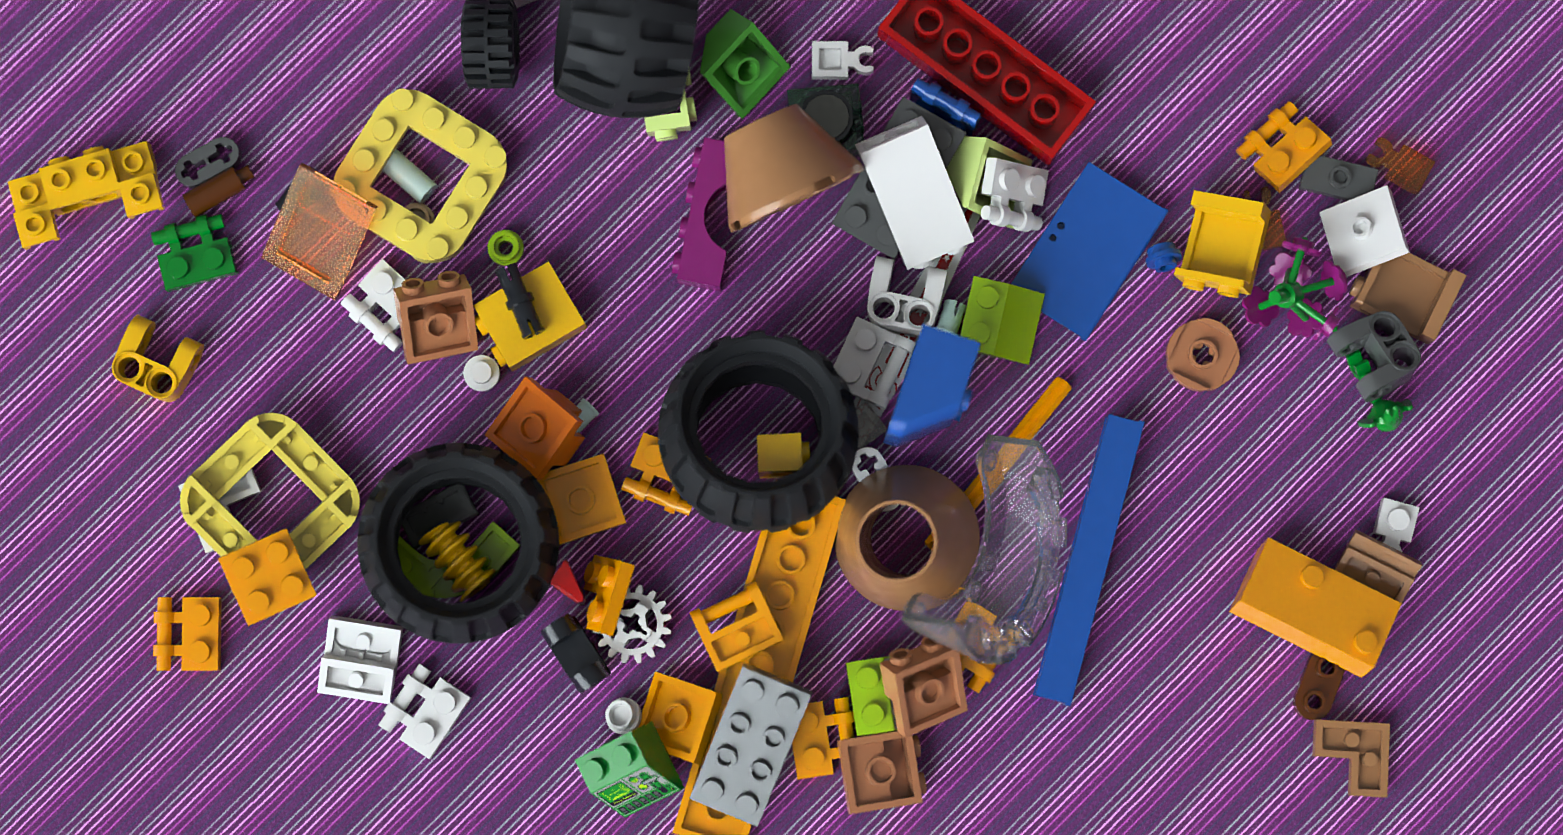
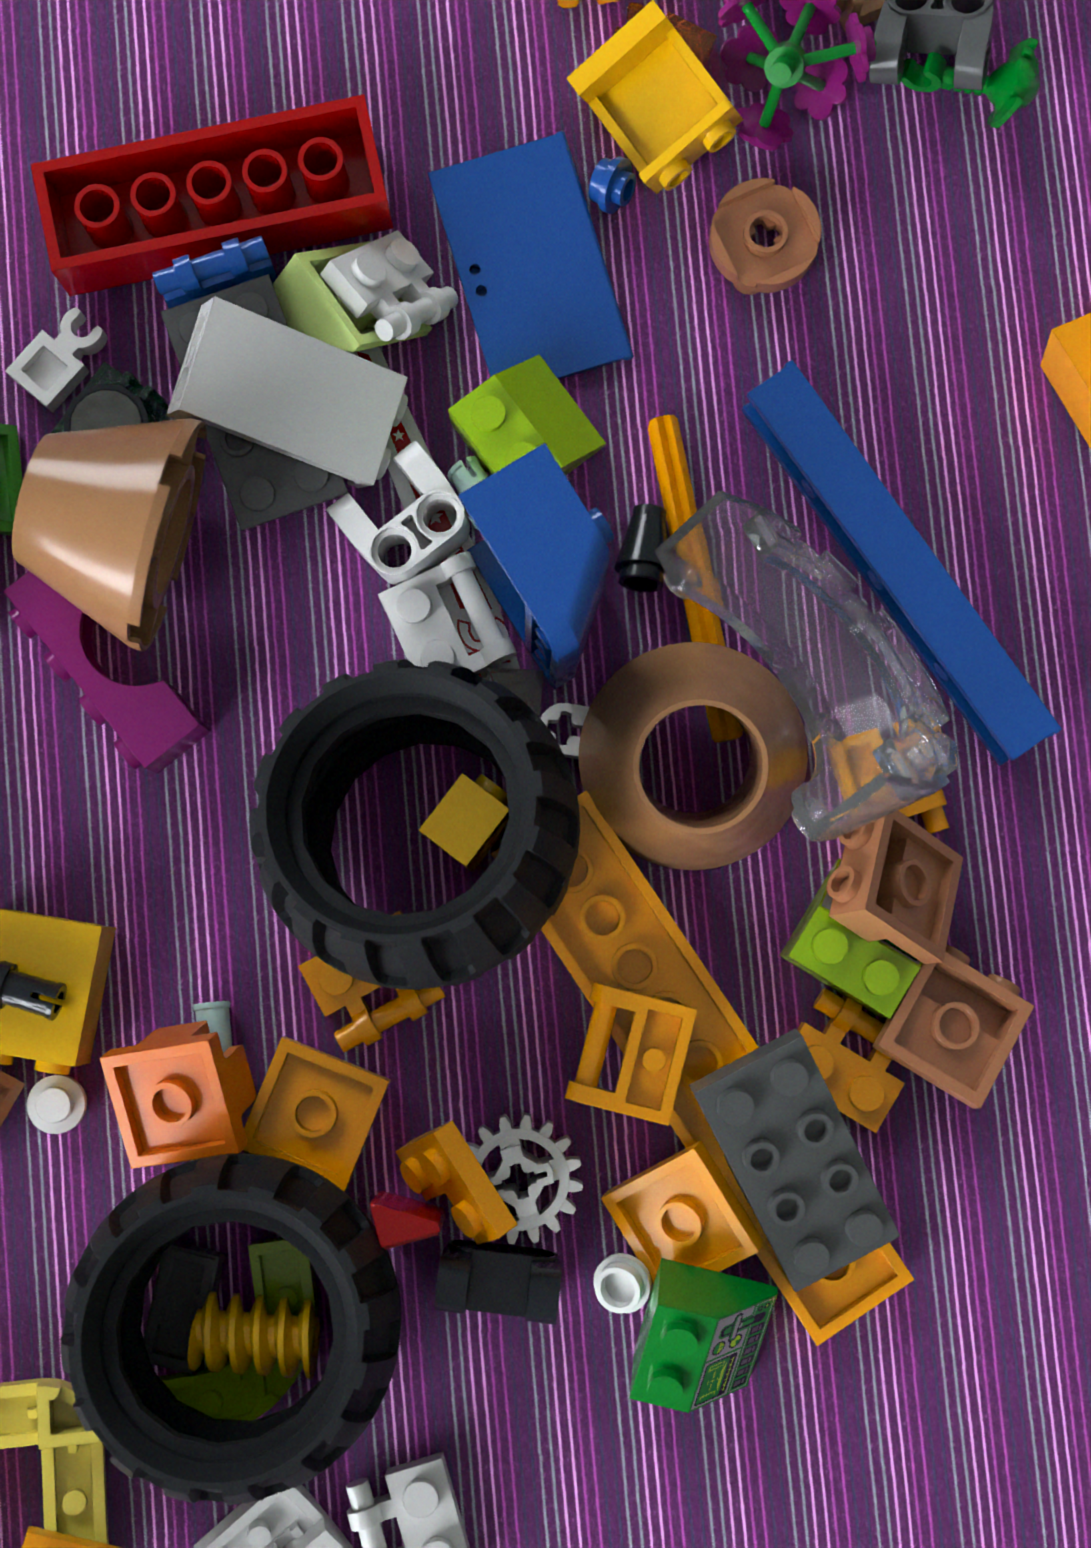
camera: 55 degrees left, 0 degrees up
(994, 423) = (637, 562): none -> black cone

